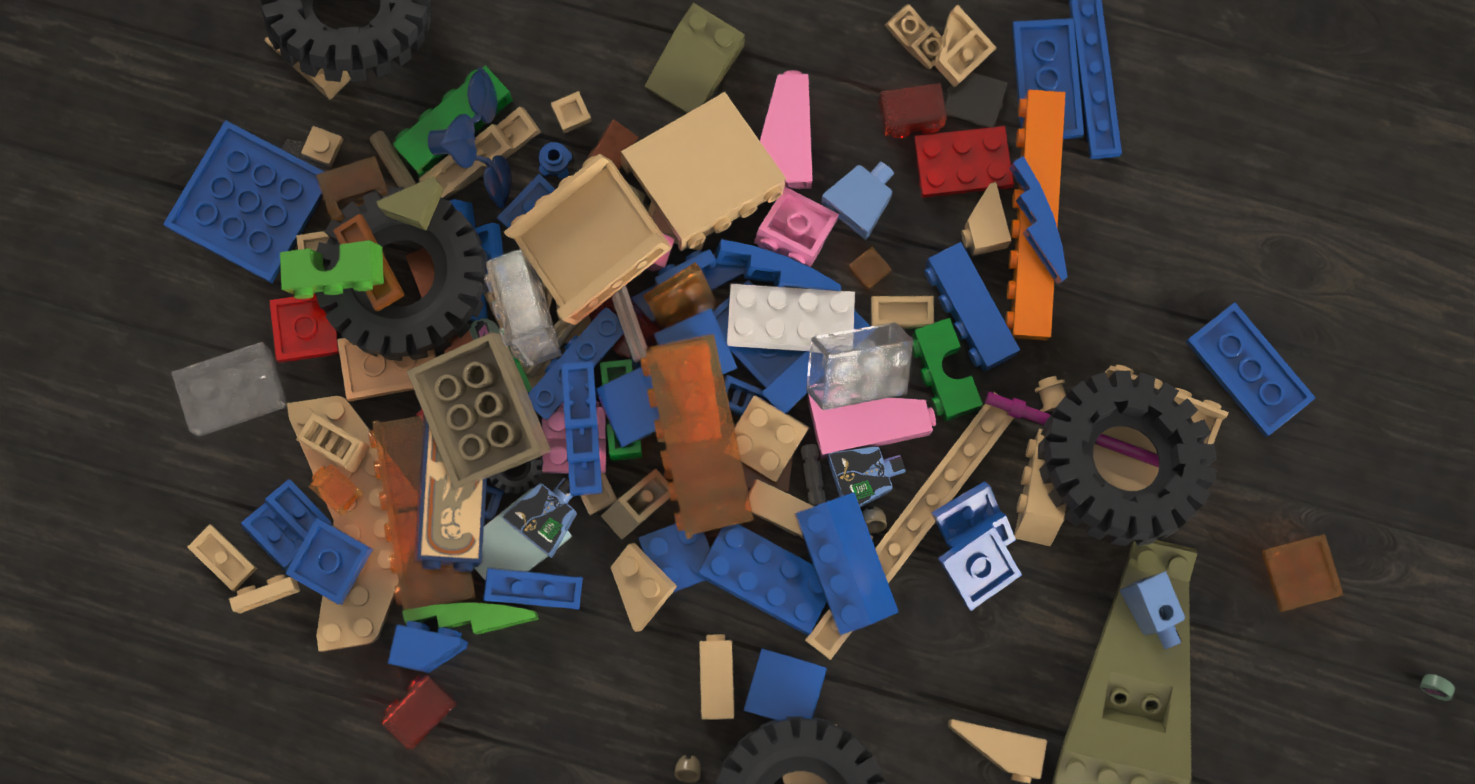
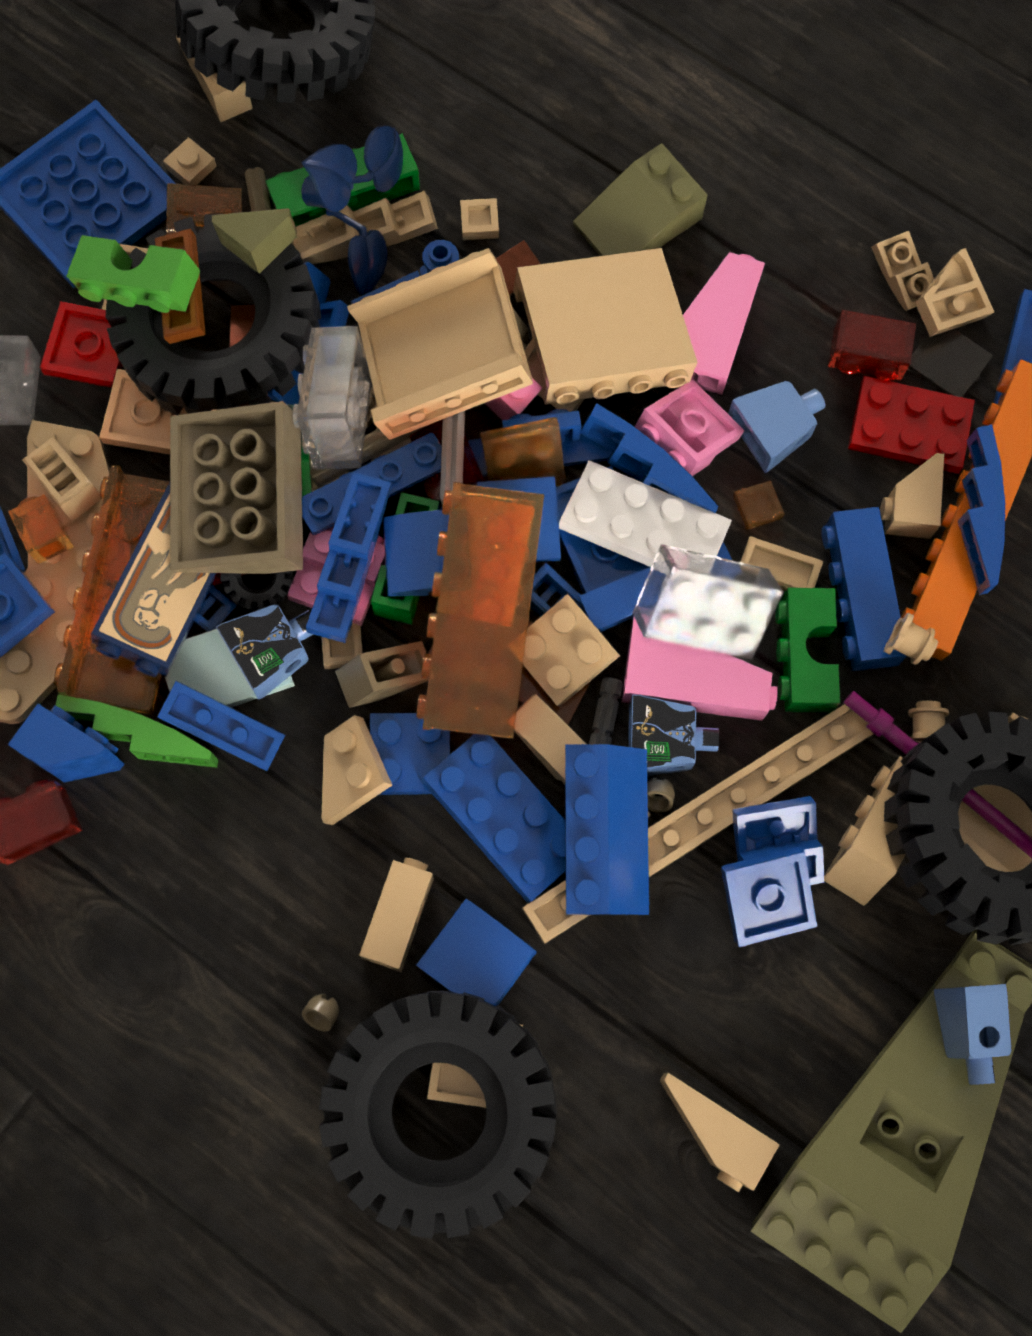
camera: 20 degrees right, 5 degrees down
(1019, 339) = (912, 640): none -> tan brick

